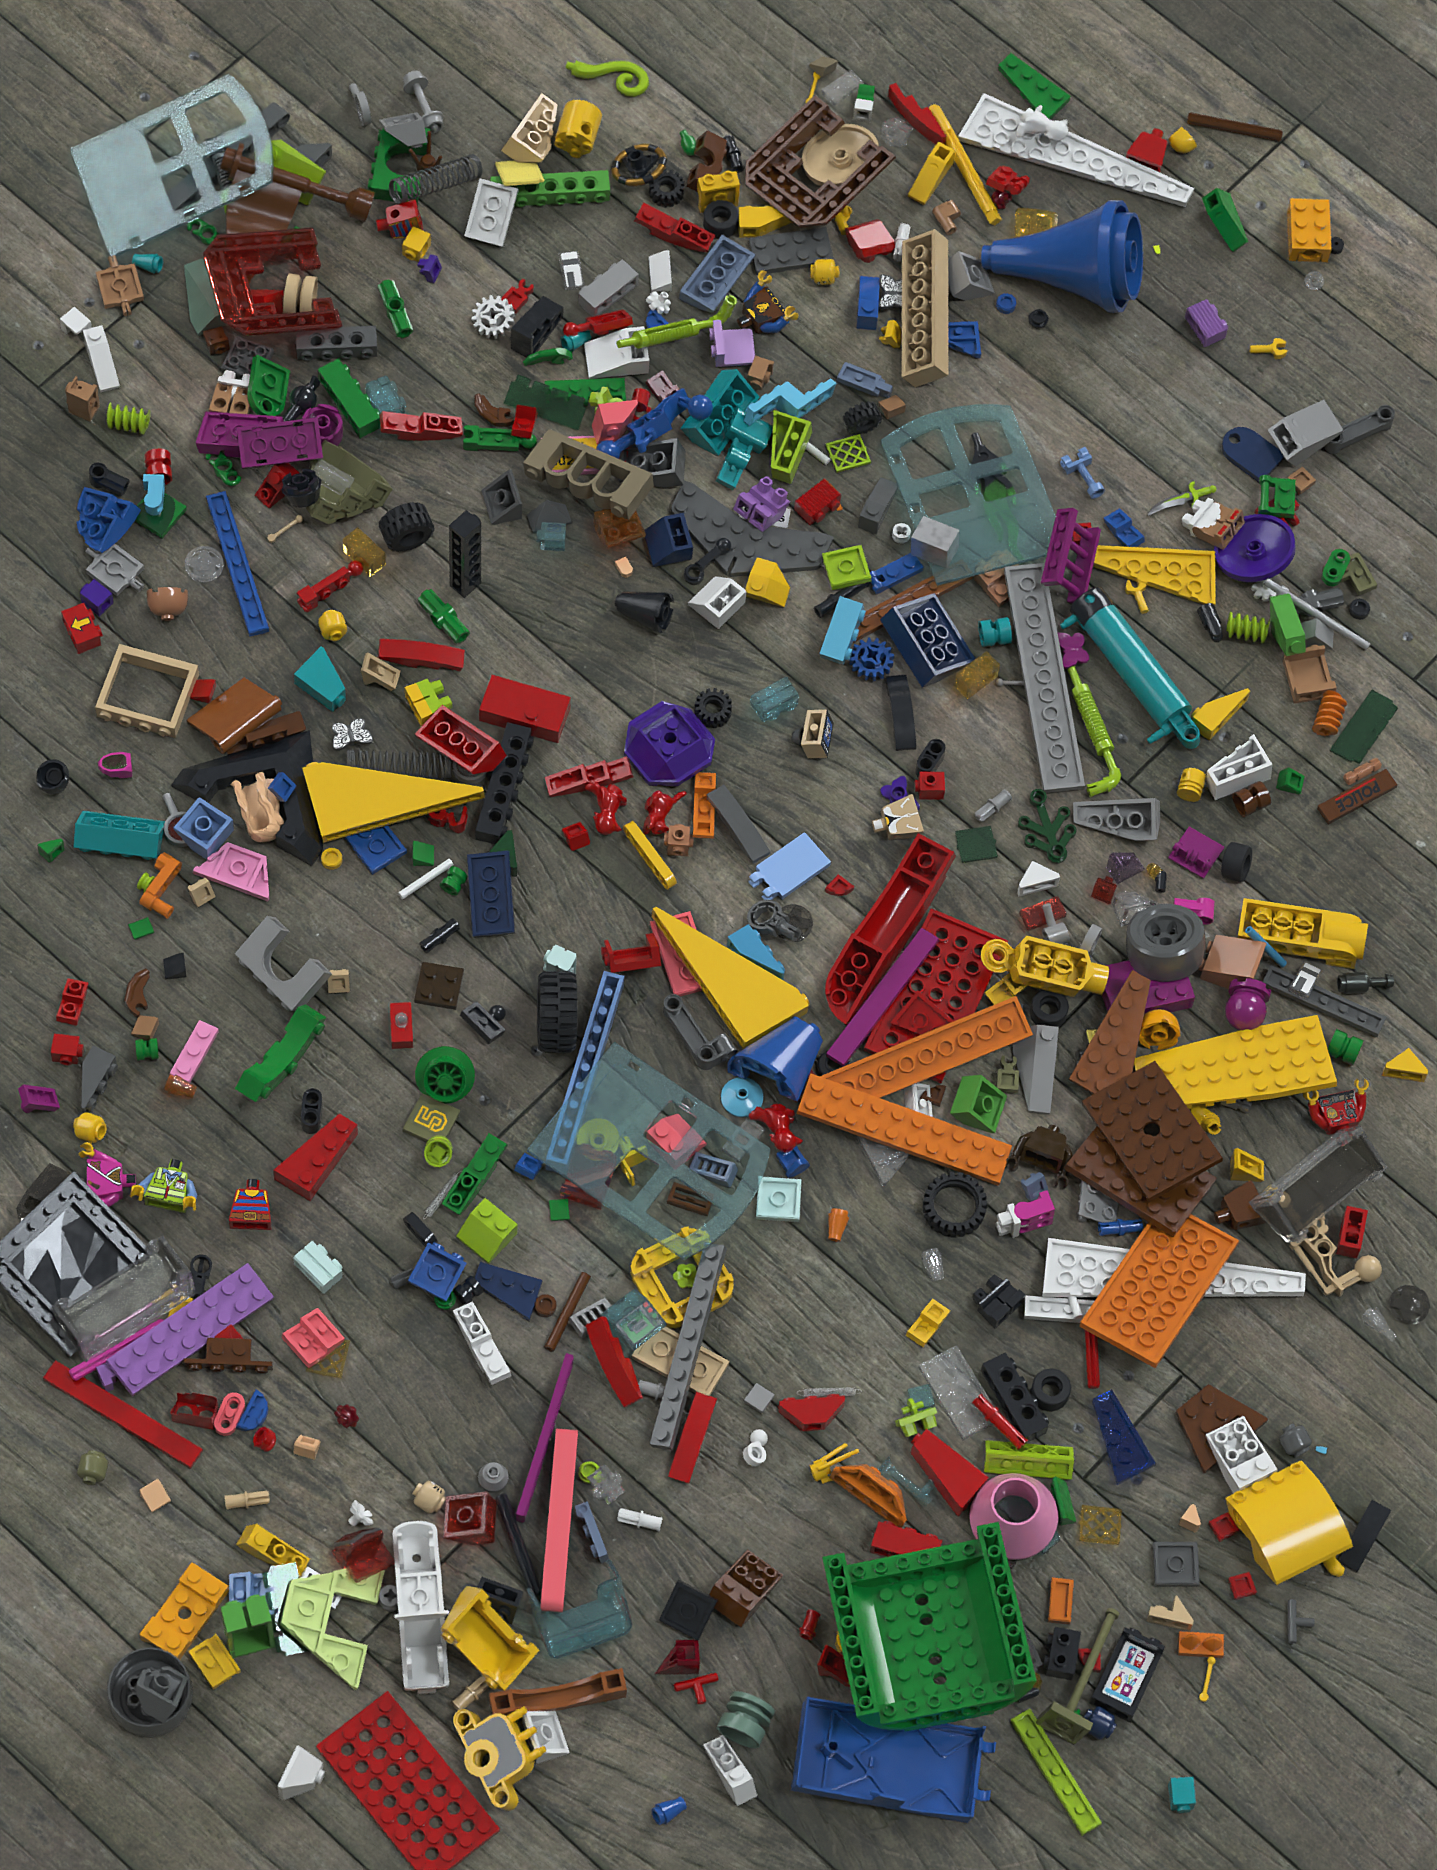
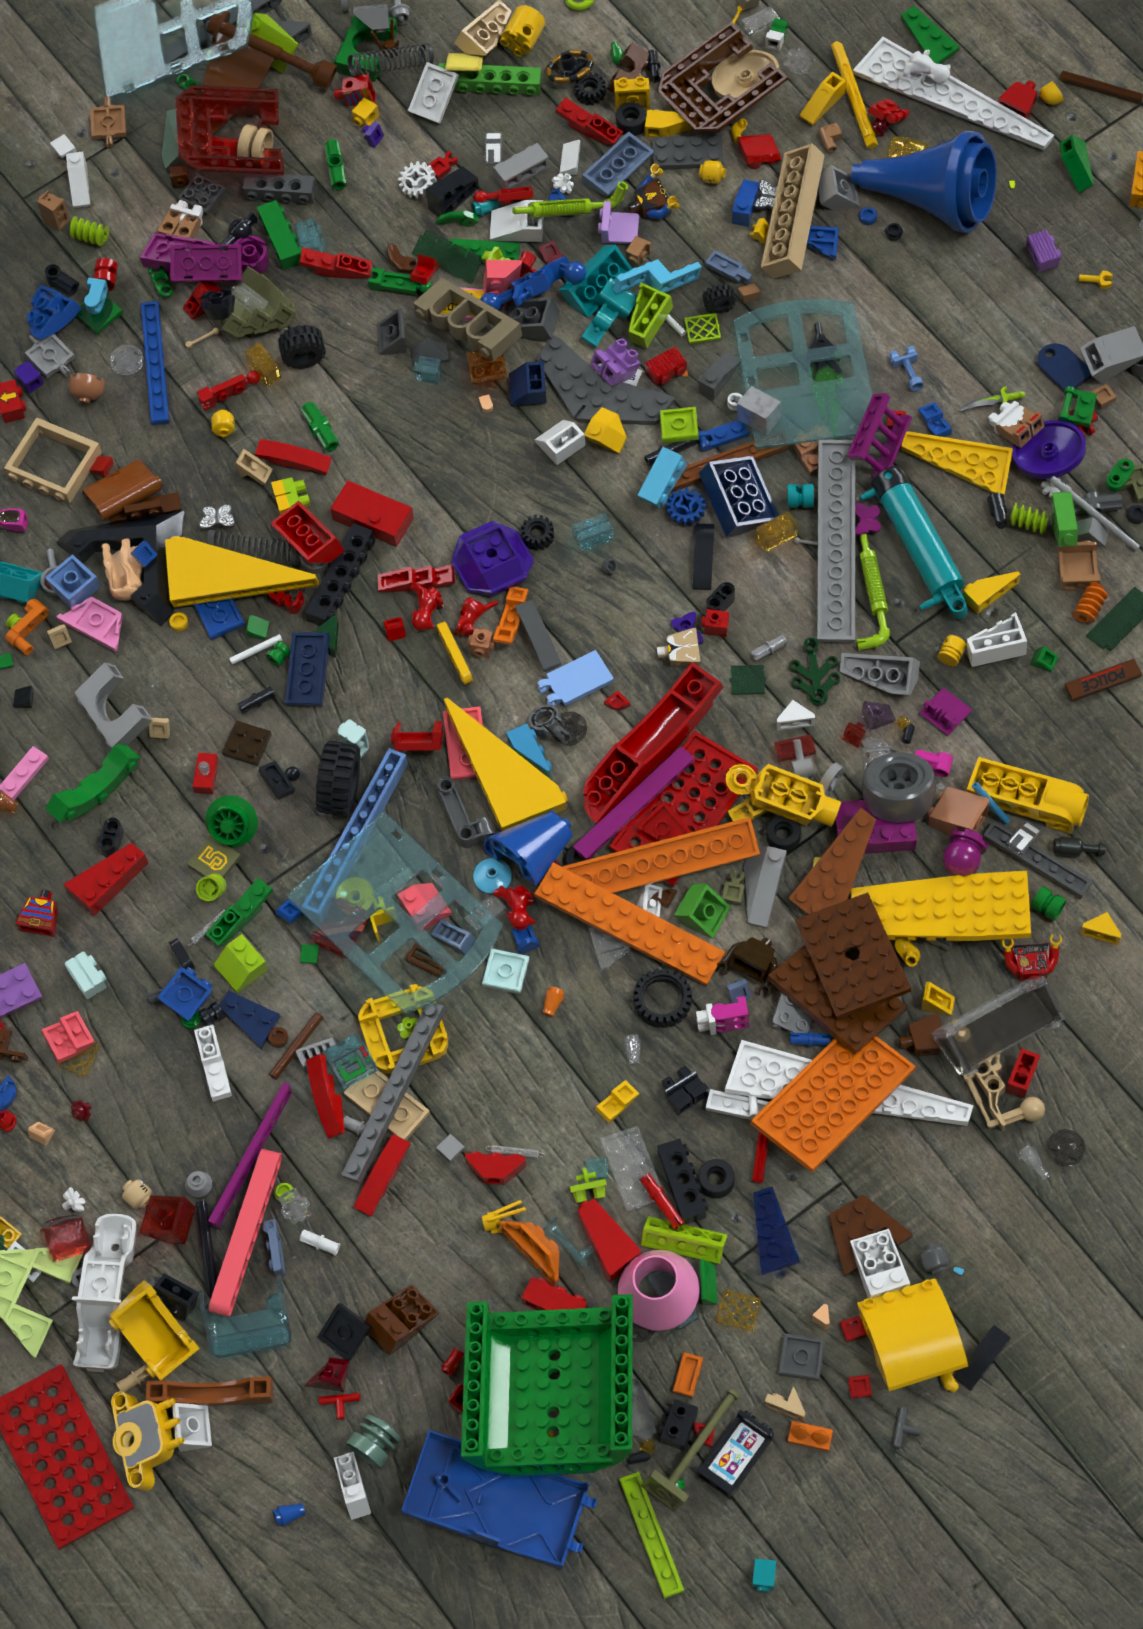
camera: 20 degrees right, 0 degrees up
(149, 262) = (137, 105): teal cone -> none
(267, 385) = (213, 216): green tile -> none
(321, 680) = (201, 468): teal slope -> none
(465, 553) = (340, 372): black brick -> none
(647, 608) = (497, 440): black cone -> none
(722, 546) = (574, 394): black piece -> none
(754, 1453) = (442, 1185): white plate -> none
(817, 733) = (623, 565): tan brick -> none
(903, 234) = (789, 145): white axle -> none
(919, 118) = (822, 52): red slope -> none
(1102, 1722) = (700, 1495): dark blue head -> none
(1137, 592) = (936, 476): yellow bar -> none
(1159, 1029) = (879, 864): light orange cylinder -> none
(1204, 1696) = (803, 1485): yellow hinge -> none
(1236, 862) = (979, 724): black tyre -> none
(1251, 798) = (1006, 669): reddish brown wheel -> none
(1362, 771) = (1112, 658): nougat axle -> none

